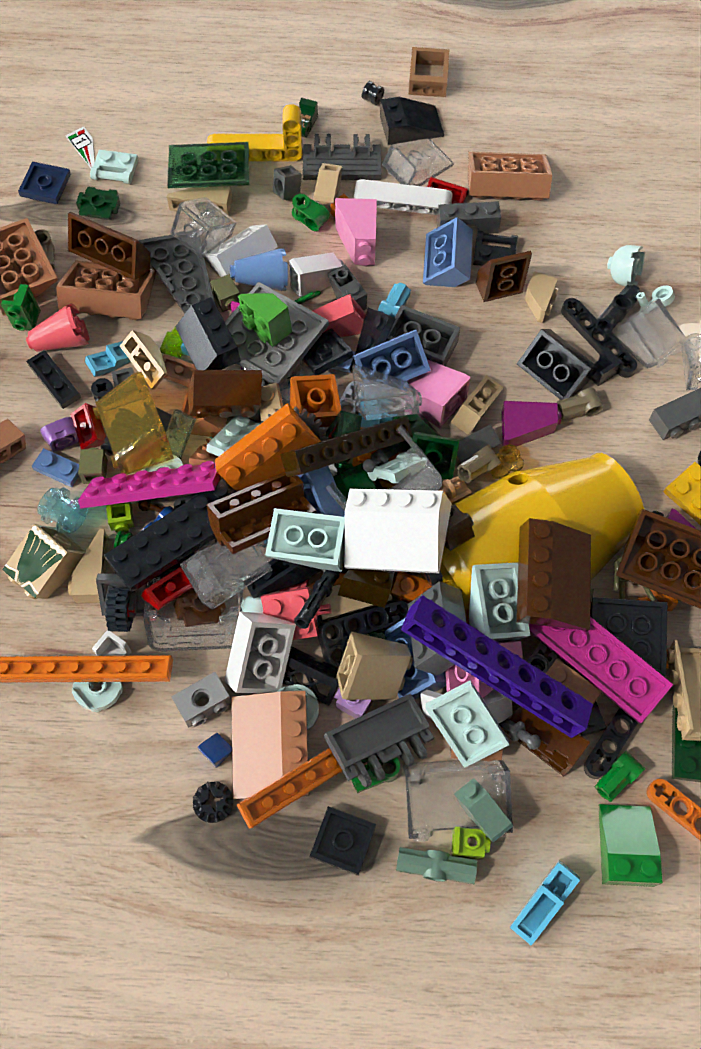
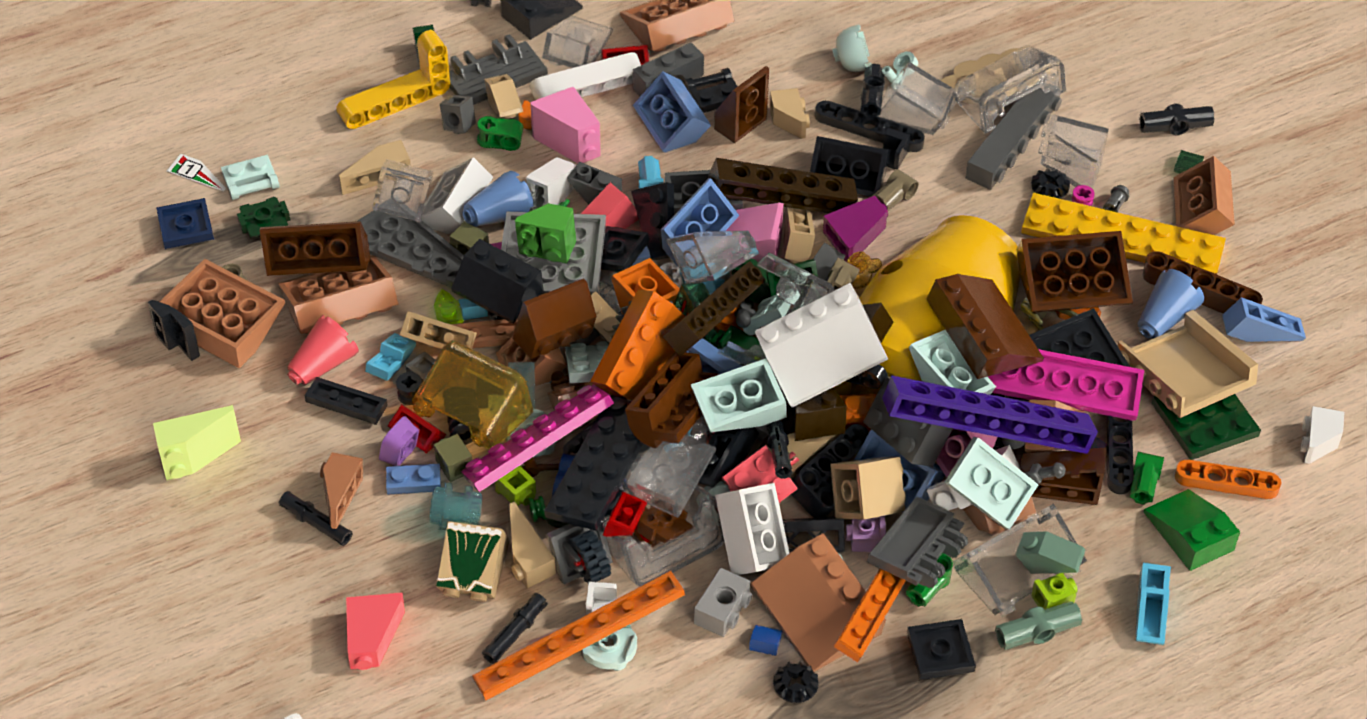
camera: 30 degrees left, 15 degrees down
(24, 309) = (265, 349): green bracket -> none
(44, 632) = (522, 620): none -> black pin
(209, 165) = (364, 129): clear green slope -> none
(474, 360) = (782, 185): none -> dark brown brick

